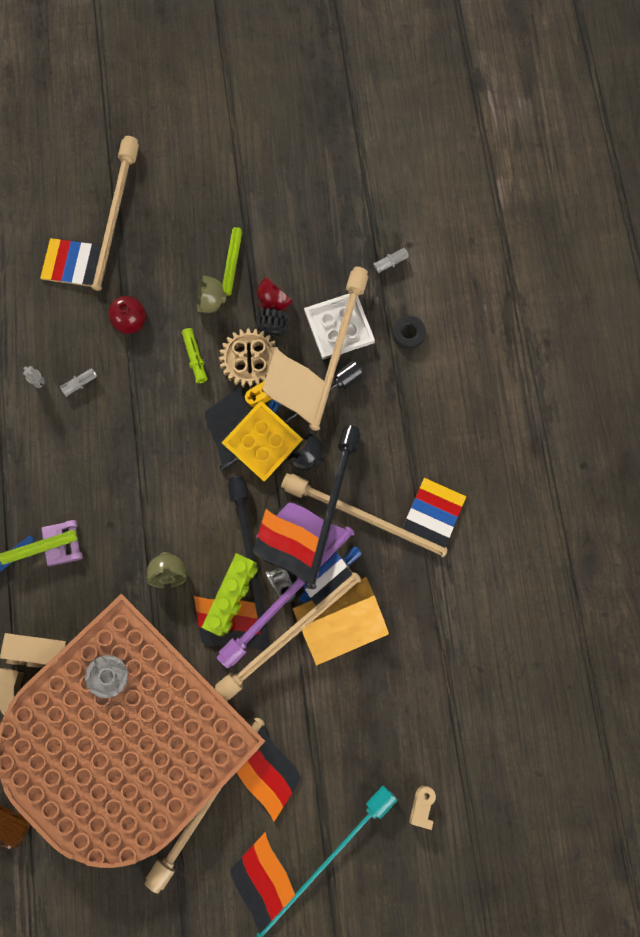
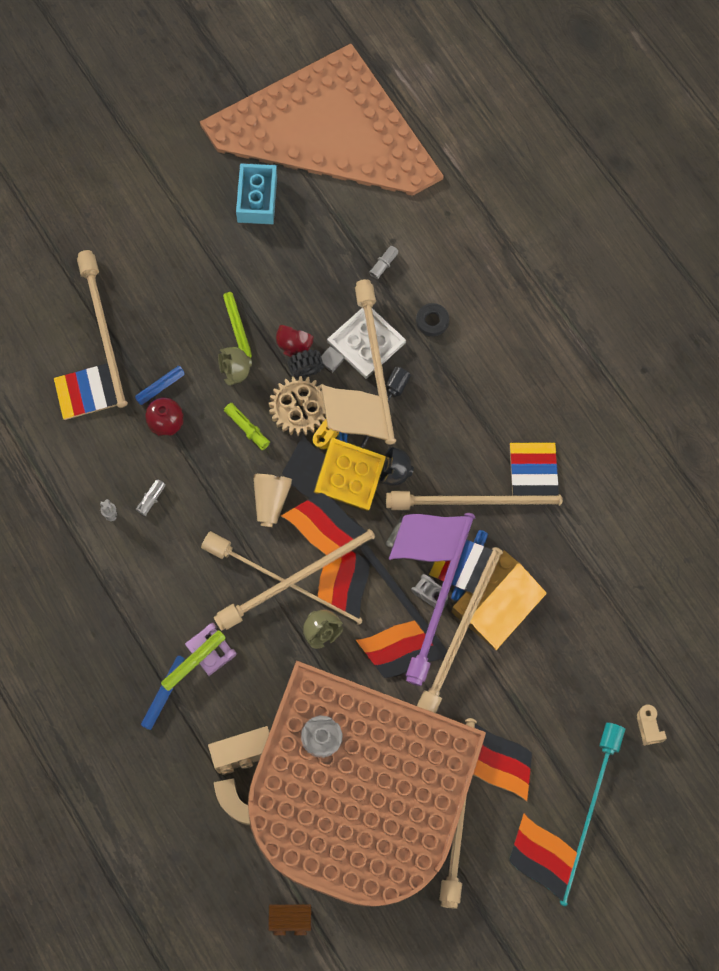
camera: 25 degrees left, 5 degrees down
(136, 285) = (159, 385): none -> blue axle
(180, 429) = (270, 497): none -> tan cone
(206, 536) = (339, 585): none -> flag
(214, 480) = (325, 528): none -> flag
(229, 595) = (390, 621): lime brick -> none
(293, 546) = (429, 550): flag -> none
(300, 328) = (331, 359): none -> light grey tile
(306, 149) = (256, 194): none -> medium azure brick
(406, 114) = (330, 123): none -> nougat plate

